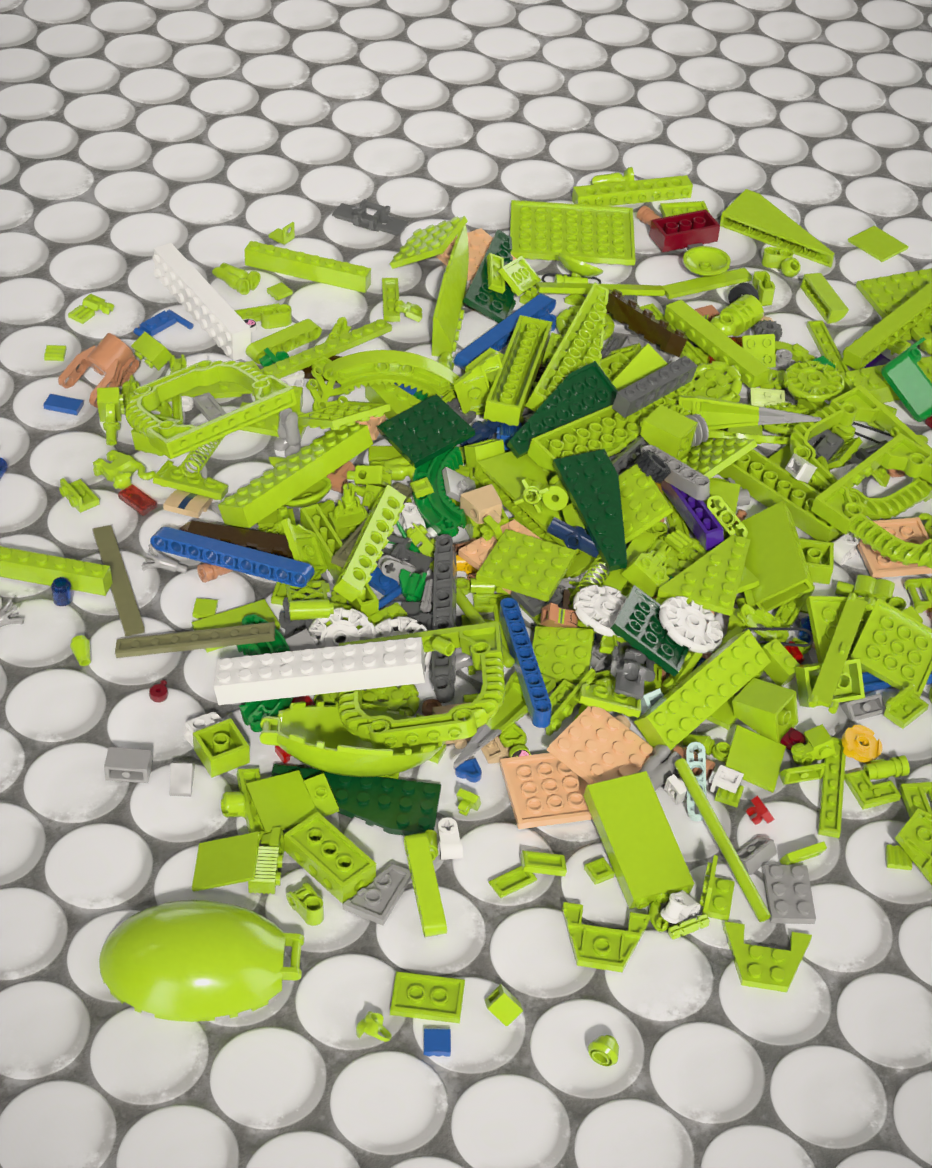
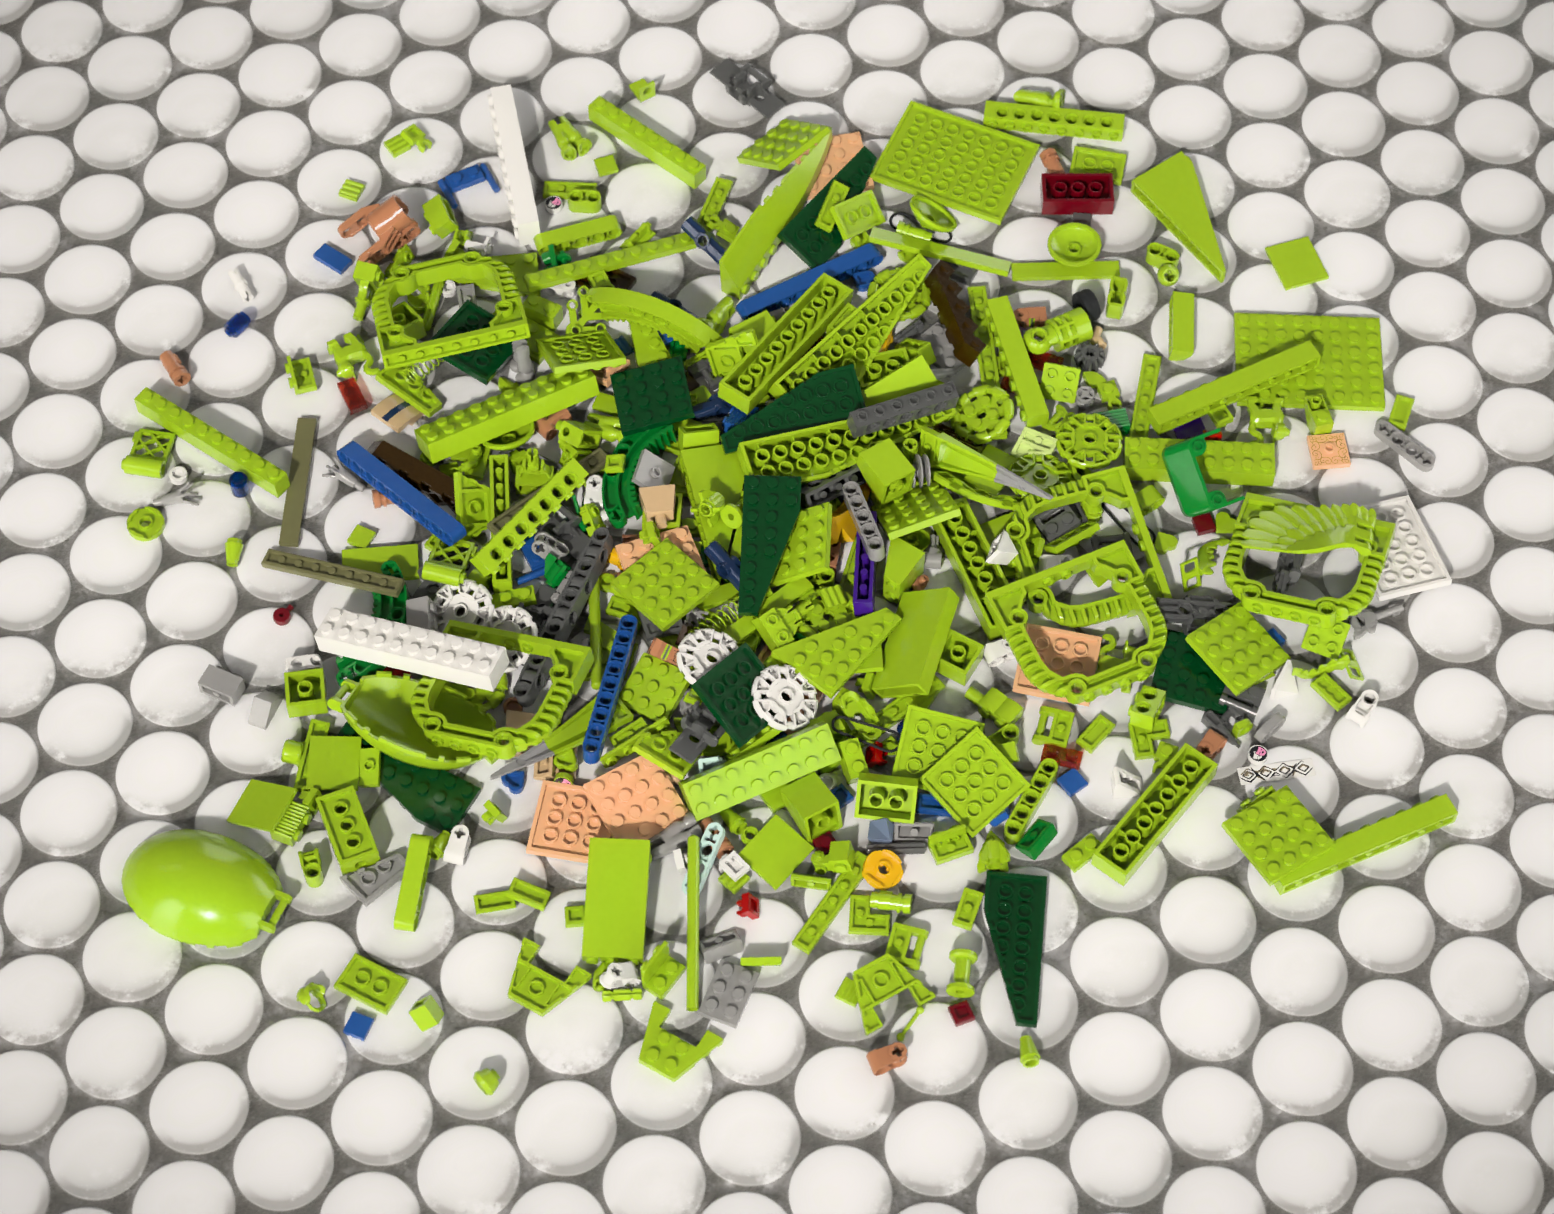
camera: 25 degrees right, 15 degrees up
(252, 439) = (479, 363): none -> dark green plate
(390, 314) = (697, 232): none -> dark blue piece
(443, 646) = (526, 659): lime hinge -> none
(653, 466) = (842, 506): black tyre -> none
(729, 510) = (891, 580): lime beam -> none
(838, 652) = (901, 773): lime piece -> none
(842, 715) = (880, 831): none -> sand blue slope
(869, 722) = (898, 848): none -> dark grey axle

